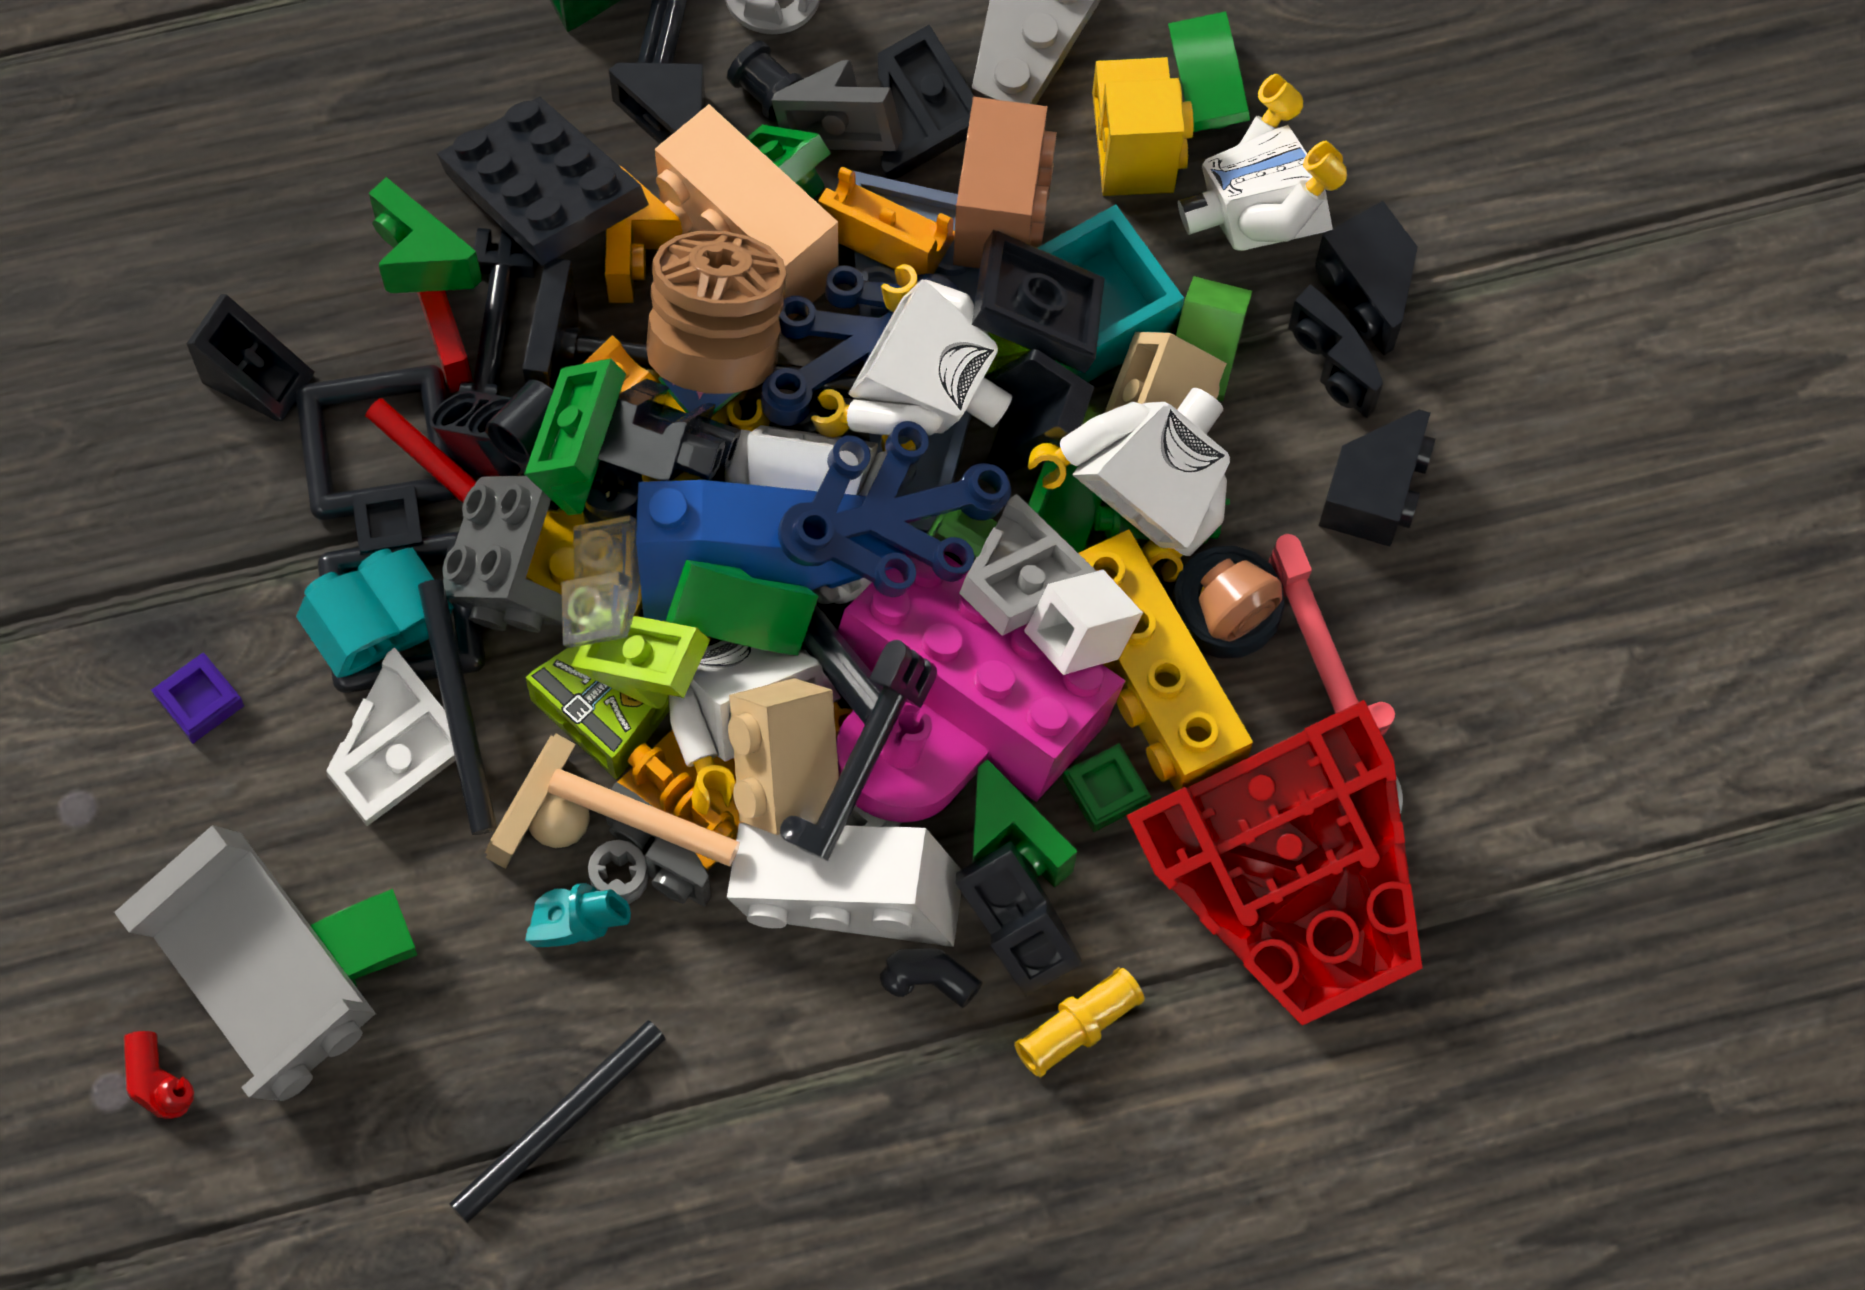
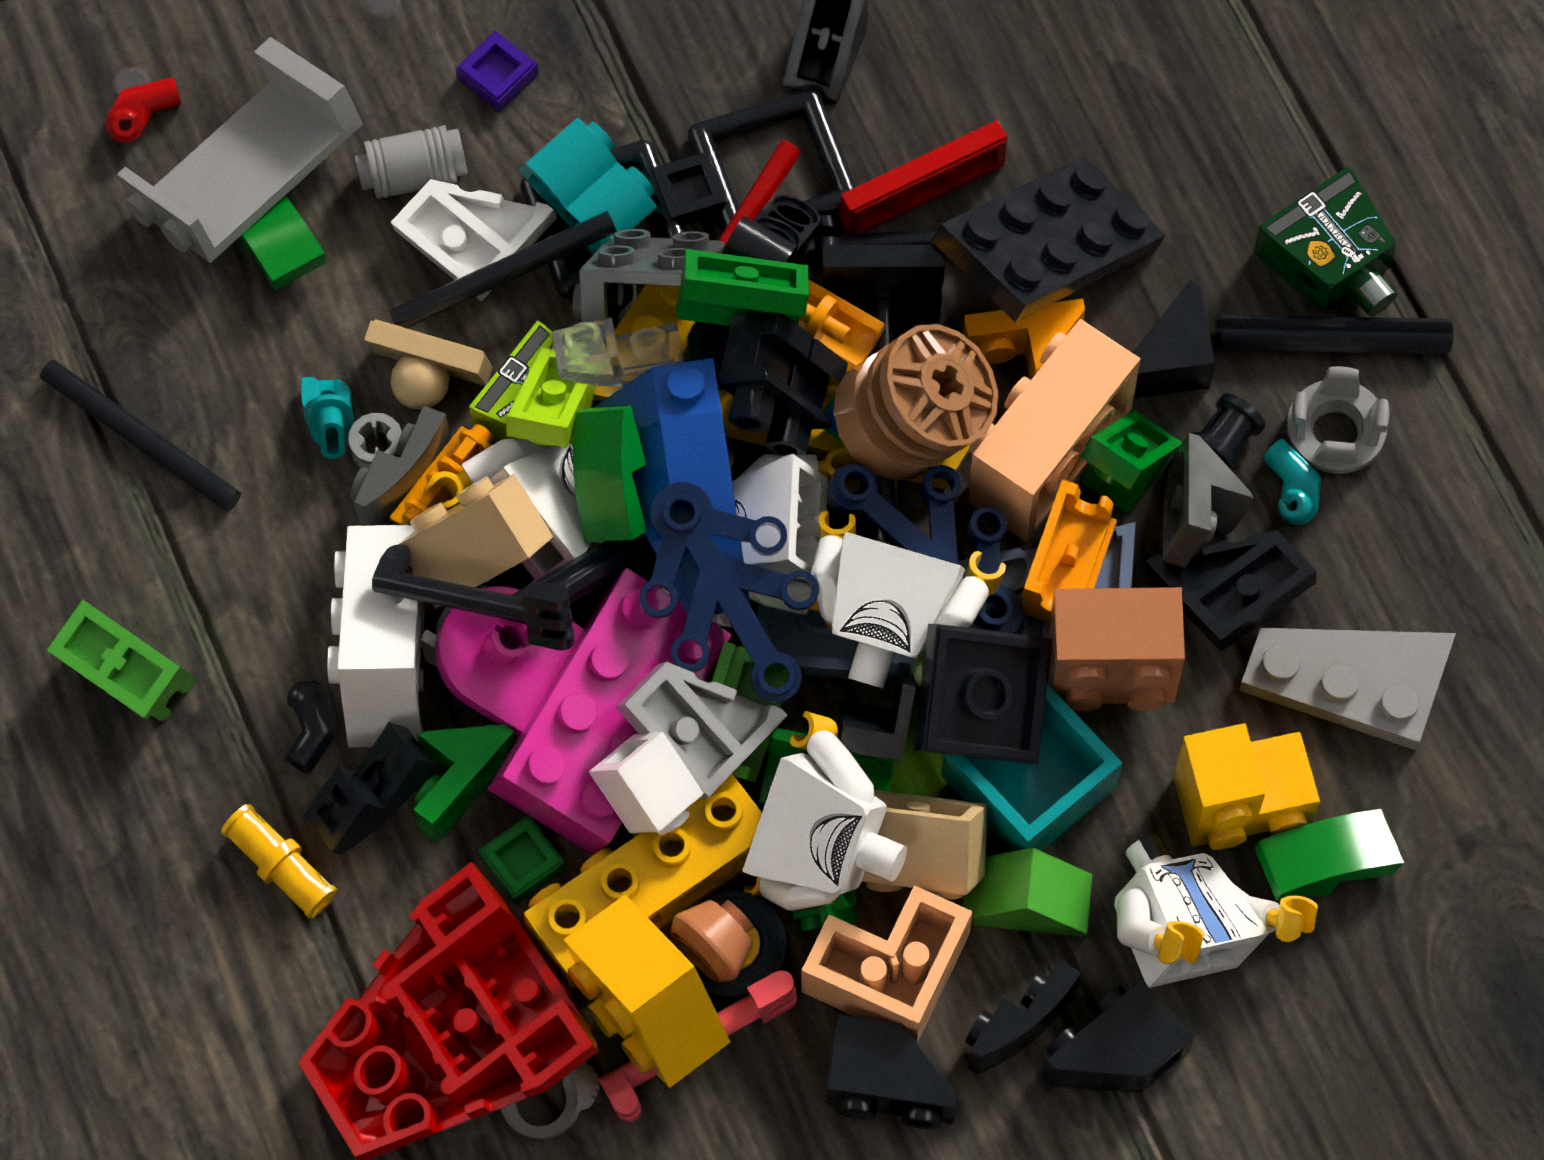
camera: 85 degrees right, 0 degrees up
(295, 791) = (410, 160): none -> light grey head
(424, 251) = (947, 148): green slope -> none
(643, 817) = (409, 439): light nougat bar -> none
(825, 31) = (1300, 483): none -> teal arm
(836, 1158) = (119, 662): none -> bright green hinge
(1288, 446) = (891, 977): none -> light nougat brick
(1290, 663) = (645, 992): none -> yellow brick

